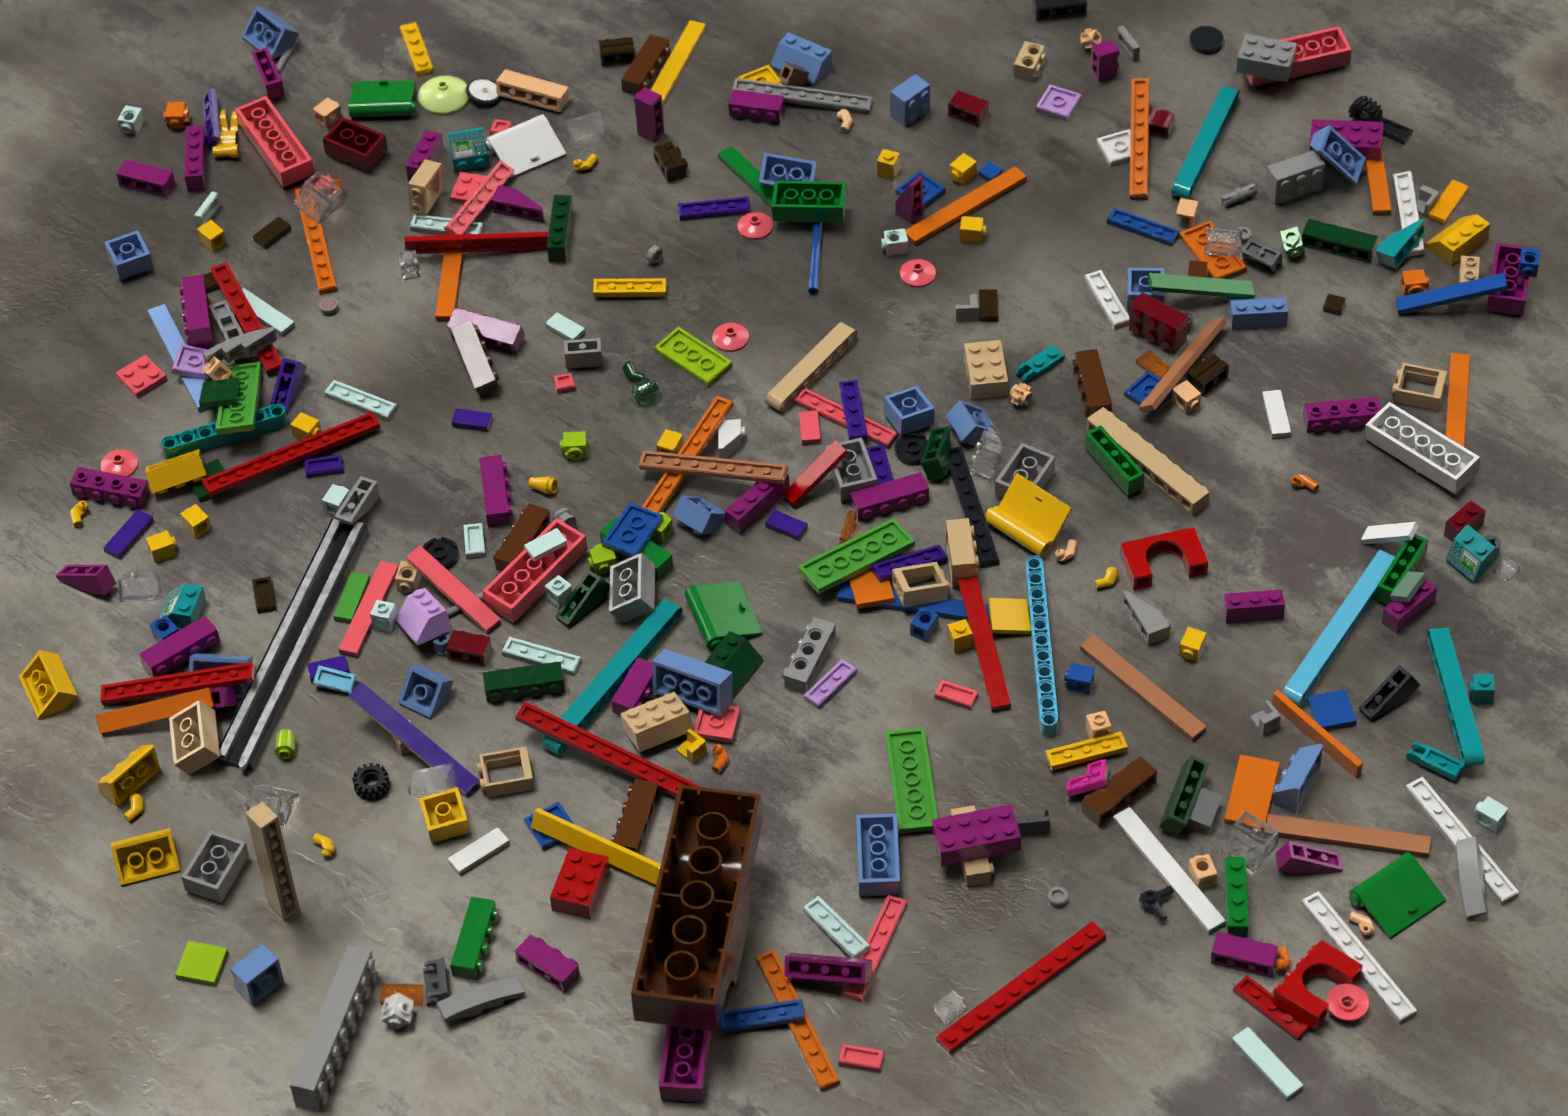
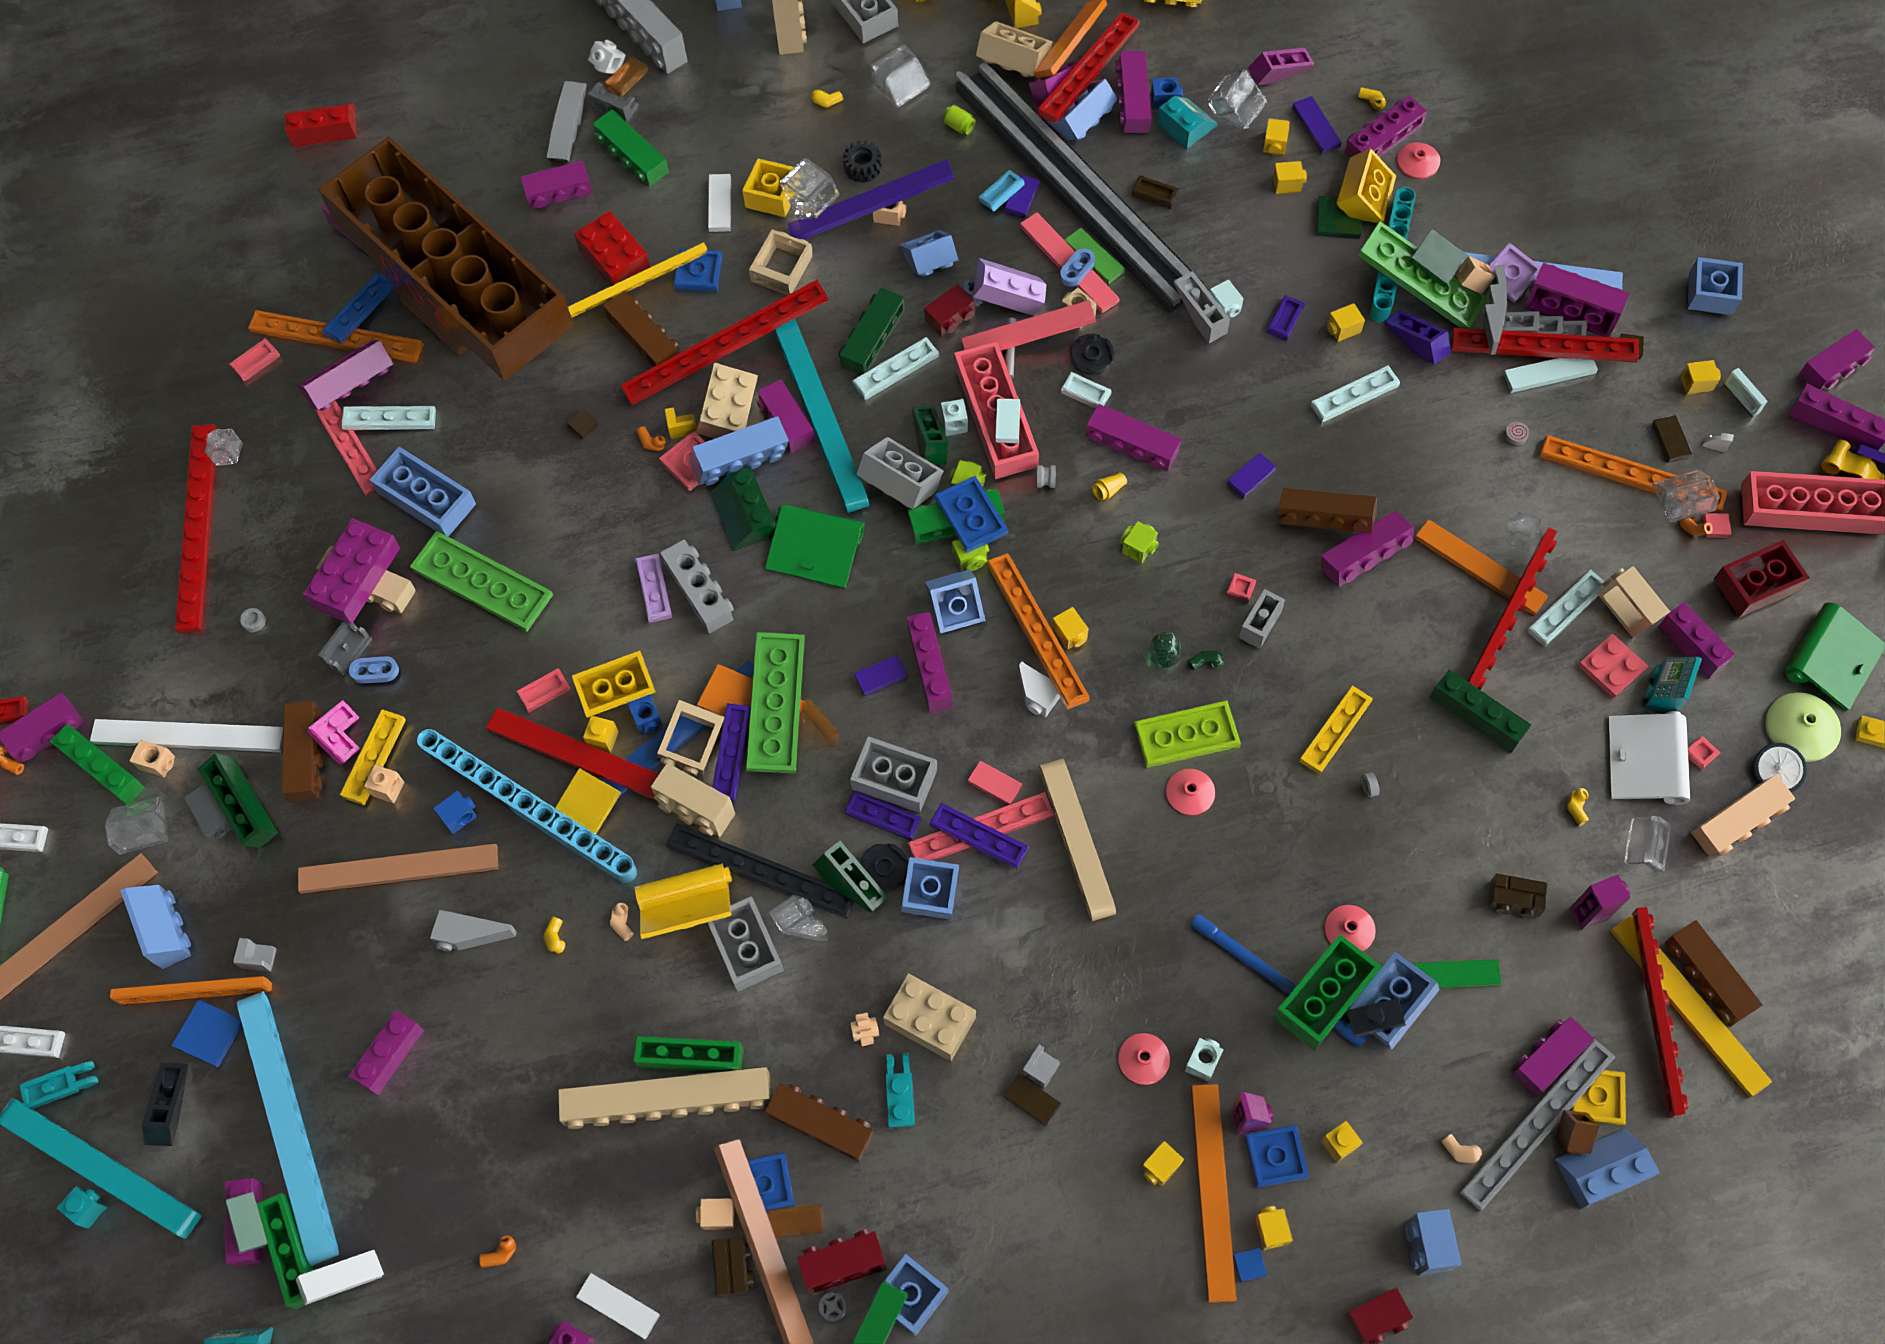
camera: 125 degrees right, 15 degrees up
(141, 376) = (1529, 227): coral plate -> none
(258, 207) = (1718, 443): none -> white tile
(290, 454) = (1316, 293): red plate -> none
(327, 113) = (1840, 584): light nougat brick -> none
(376, 591) = (1076, 269): none -> medium blue plate
(383, 616) = (1044, 262): light aqua brick -> none
(479, 199) = (1583, 654): coral tile -> none
(514, 203) = (1555, 690): magenta slope -> none
(529, 526) = (1050, 427): reddish brown brick -> none
(564, 327) = (1323, 634): light aqua tile -> none
(617, 50) = (1762, 956): dark brown brick -> none
(701, 68) = (1661, 1023): none -> red plate
(713, 467) = (993, 636): nougat tile -> none
(714, 208) = (1407, 901): dark purple tile -> none
(805, 169) = (1376, 1017): none -> black tile
(815, 473) = (911, 730): tile -> none
(889, 496) = (832, 793): magenta brick -> none
(922, 644) = (613, 684): none -> yellow slope
(968, 422) = (864, 948): medium blue slope -> none
(1029, 796) = (375, 669): none -> medium blue plate
(1107, 299) = (940, 1247): white tile -> none
(1151, 900) = (170, 693): black piece -> none
(1181, 543) = (527, 1045): red arch -> none
(1192, 644) = (398, 952): yellow brick -> none
(1252, 788) = (194, 877): orange tile -> none
(1306, 859) = (75, 859): magenta slope -> none

